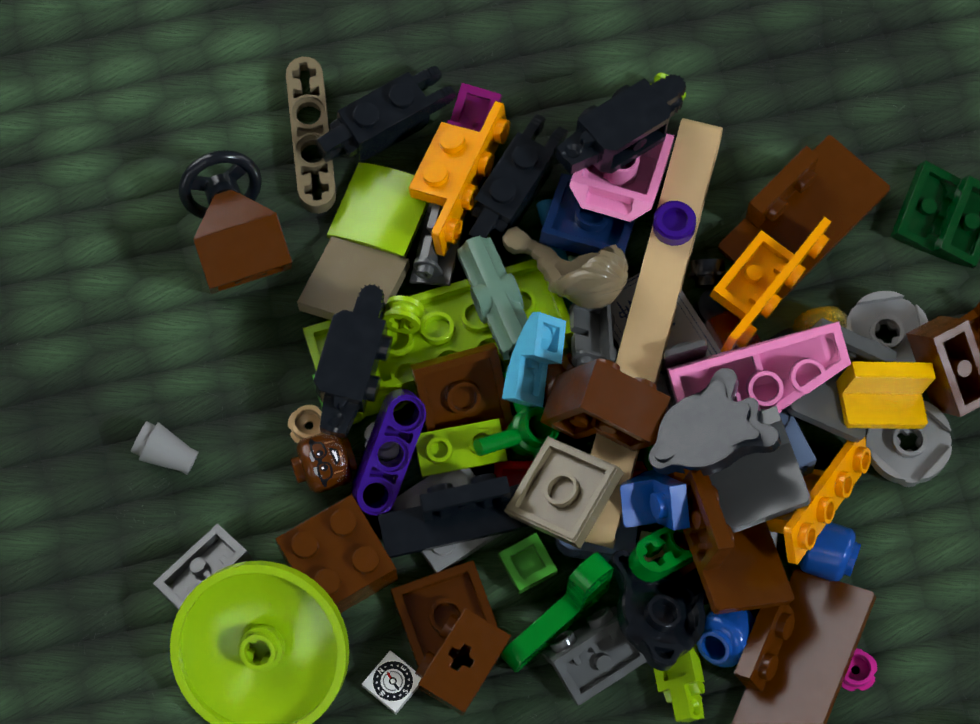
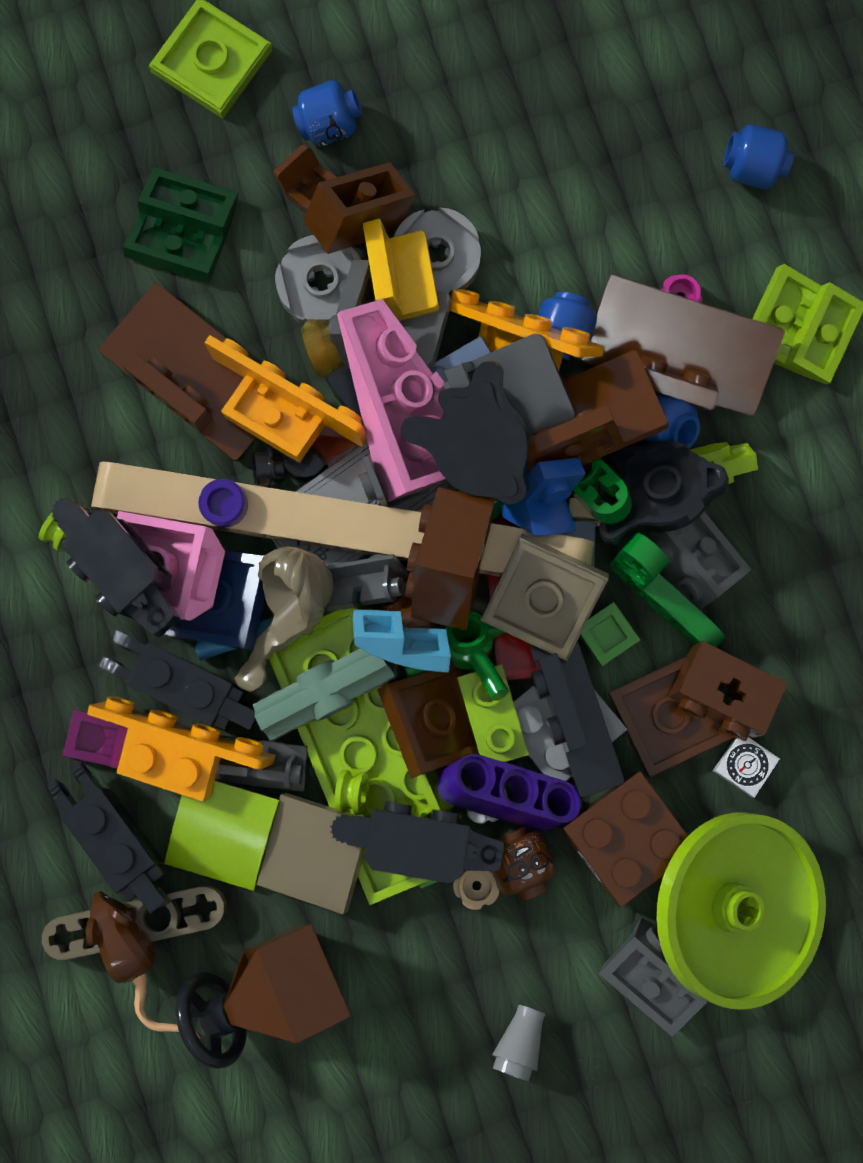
camera: 95 degrees left, 10 degrees up
(288, 118) = (124, 950): none -> reddish brown animal

